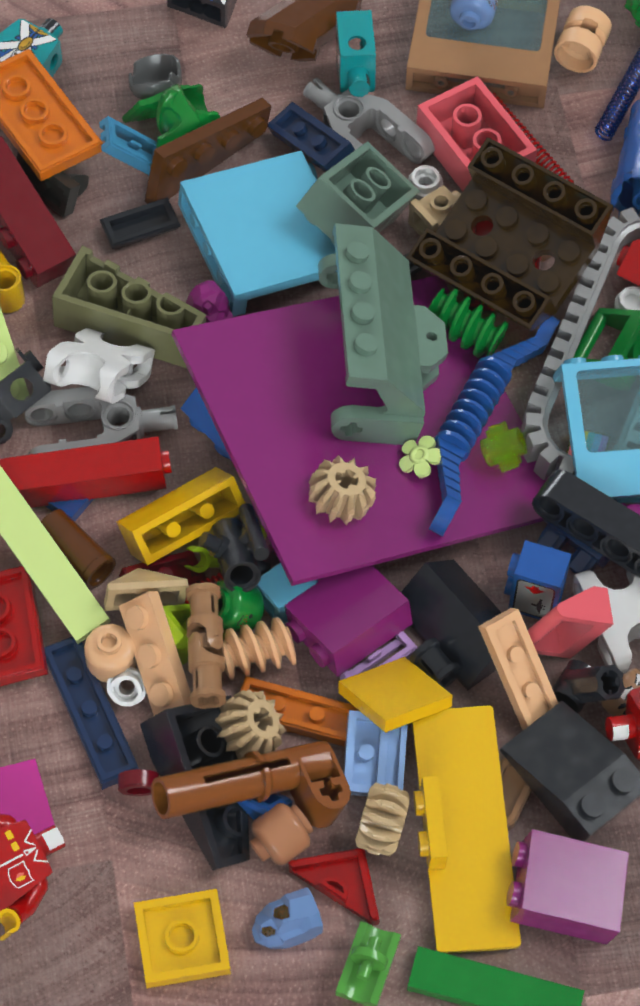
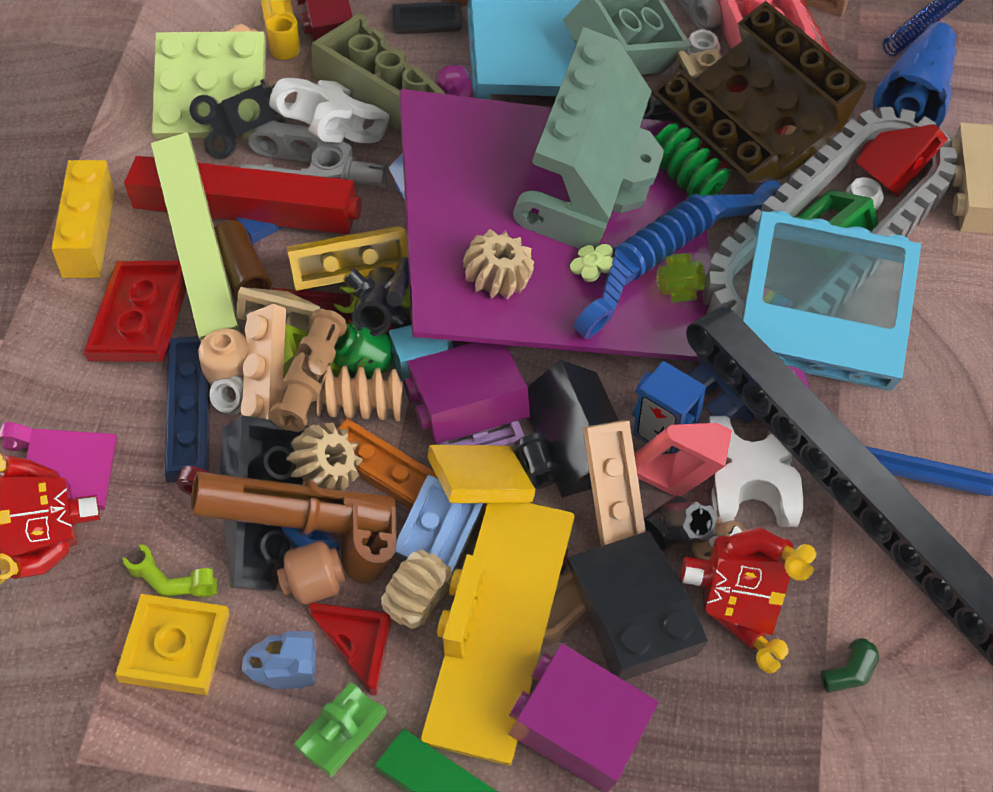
camera: 20 degrees right, 5 degrees down
(180, 876) = (199, 583): none -> lime arm

